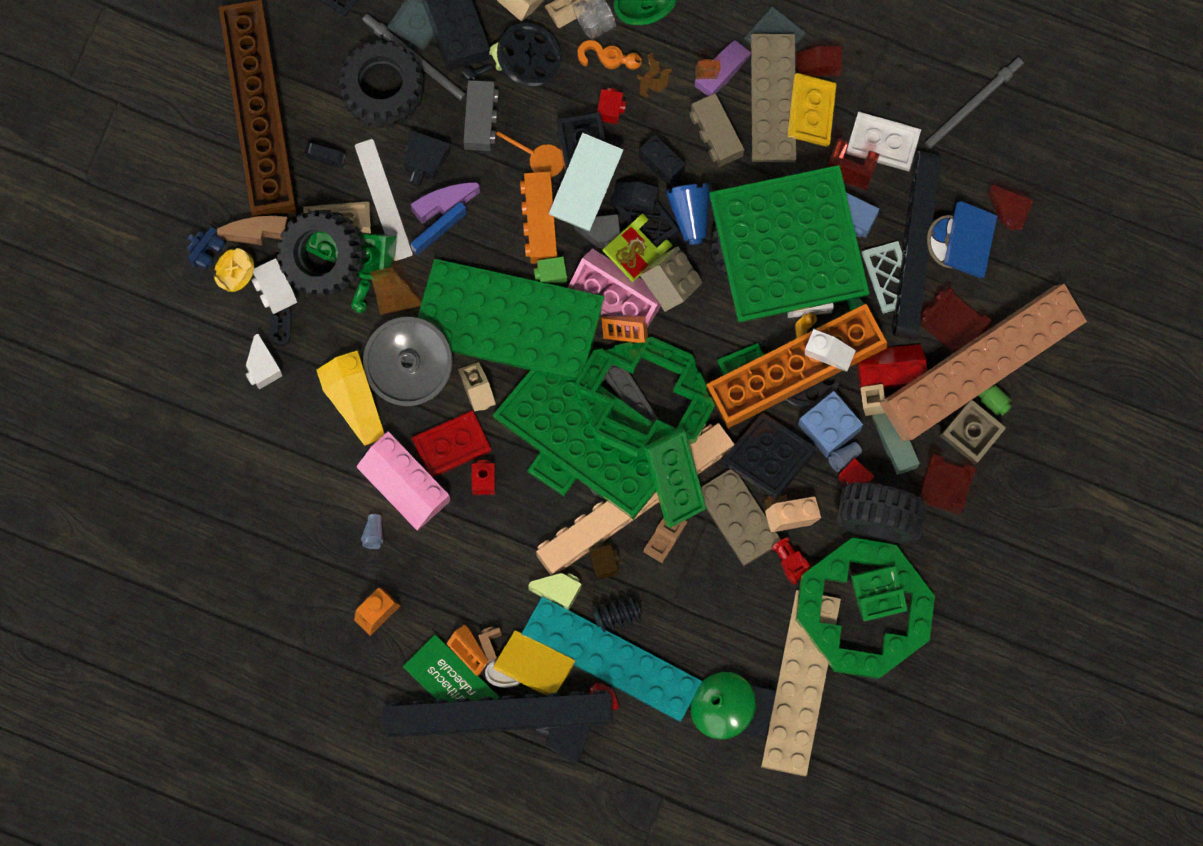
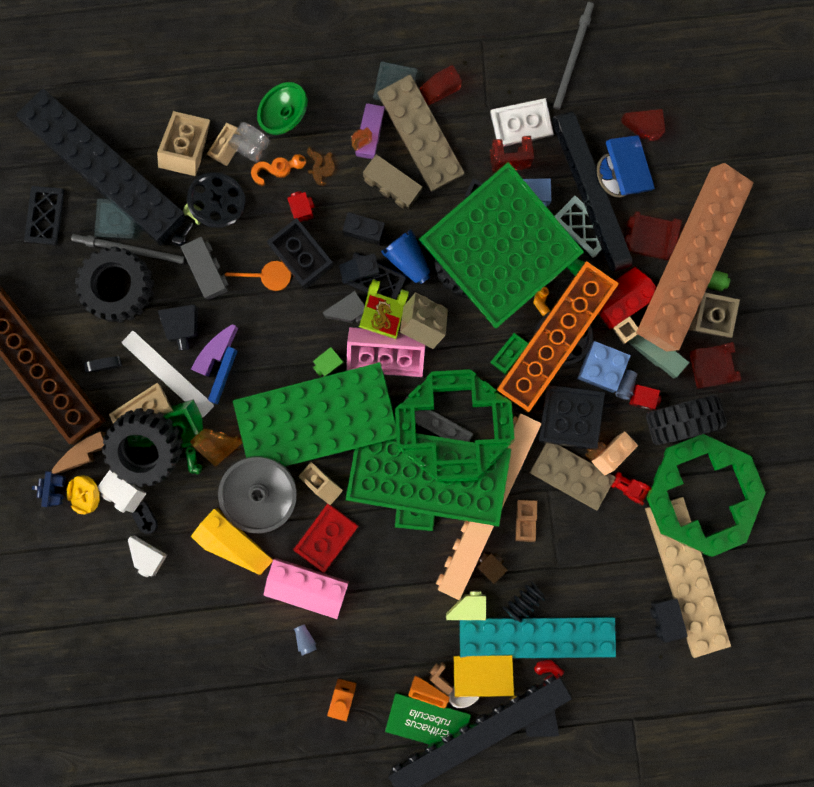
camera: 30 degrees left, 10 degrees up
(483, 478) = (365, 552): red brick -> none
(540, 224) = (295, 323): orange brick -> none
(586, 182) = (316, 279): light aqua tile -> none
(631, 321) = (413, 369): orange slope -> none
(675, 477) = (513, 476): green tile -> none
(731, 714) = (651, 621): green dish -> none
(811, 109) = (455, 127): yellow tile -> none
(829, 350) = (579, 314): white slope -> none
(879, 593) = (712, 479): green slope -> none

